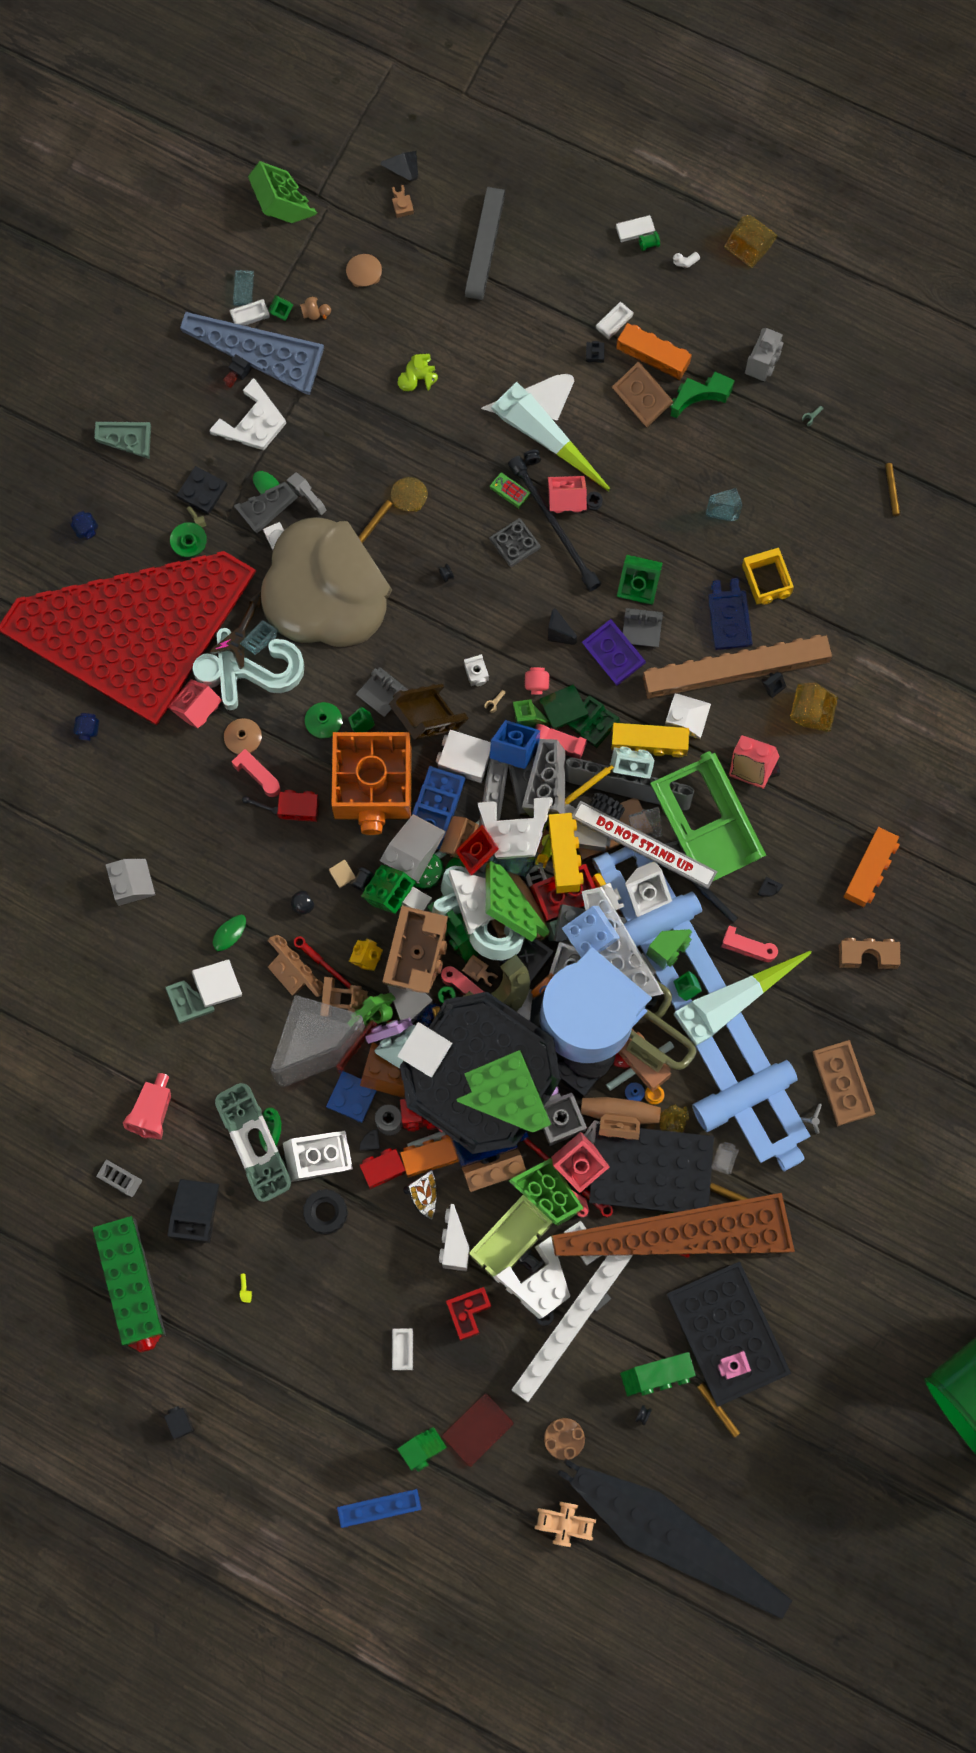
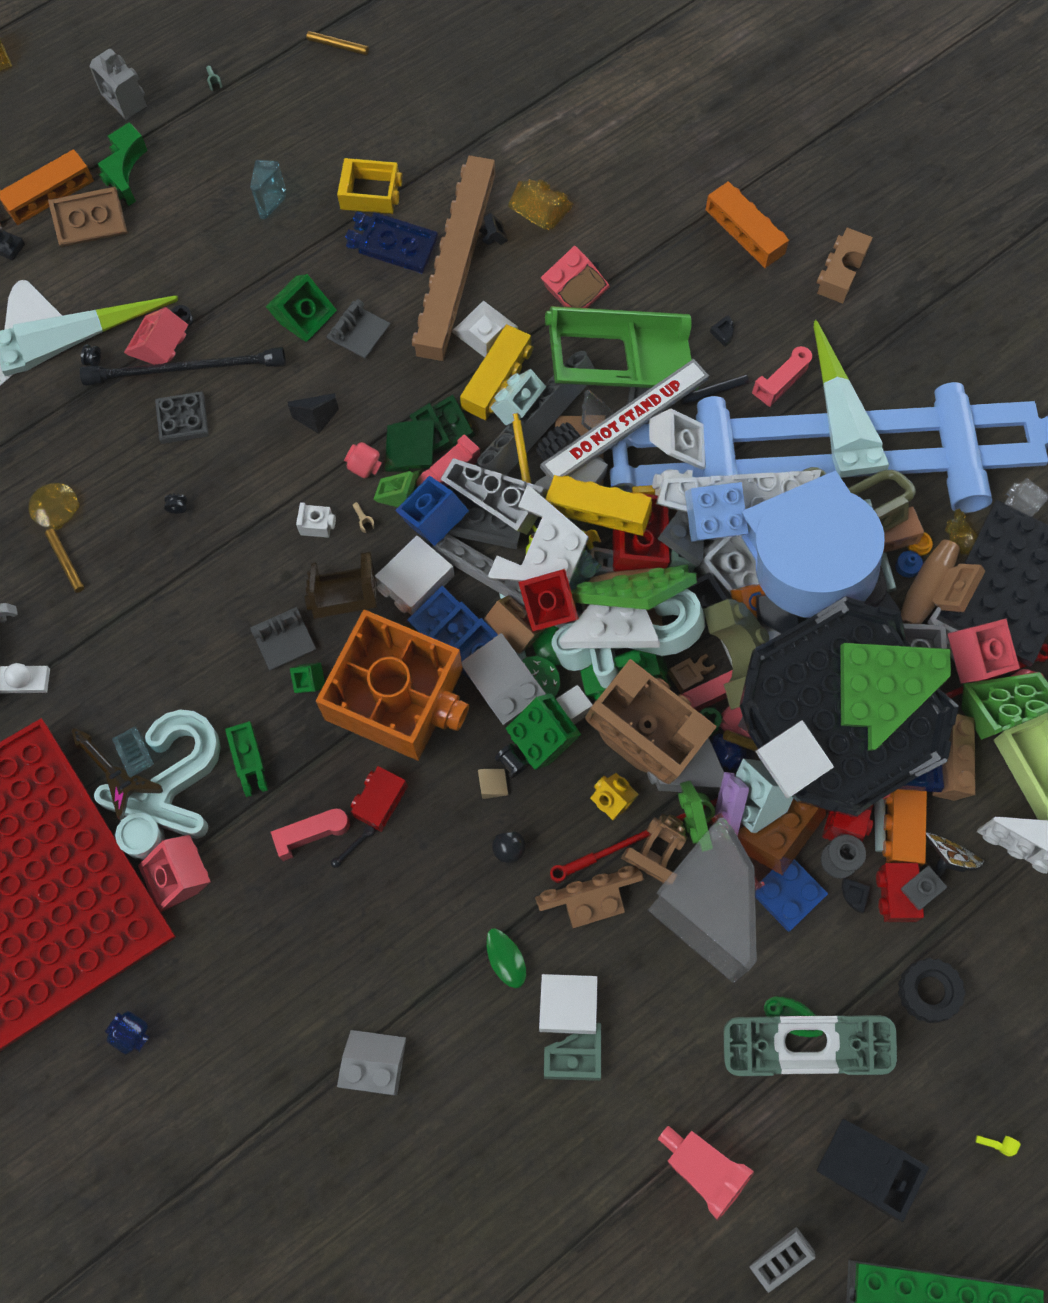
camera: 65 degrees left, 5 degrees down
(249, 742) = (254, 843): medium nougat dish -> none
(289, 709) = (246, 756): none -> green hinge
(317, 1155) = (853, 970): white slope -> none
(323, 585) = (108, 645): dark tan plant -> none
(325, 728) = (288, 732): green dish -> none
(389, 1179) = (923, 888): none -> dark grey bracket
(510, 490) = (115, 396): tile -> none
(613, 652) = (372, 367): dark purple plate -> none
(667, 946) = (764, 444): bright green slope -> none
(687, 986) = (811, 449): green slope -> none
(814, 1120) = (1019, 389): light grey plant -> none
(843, 1083) = (978, 350): medium nougat tile -> none

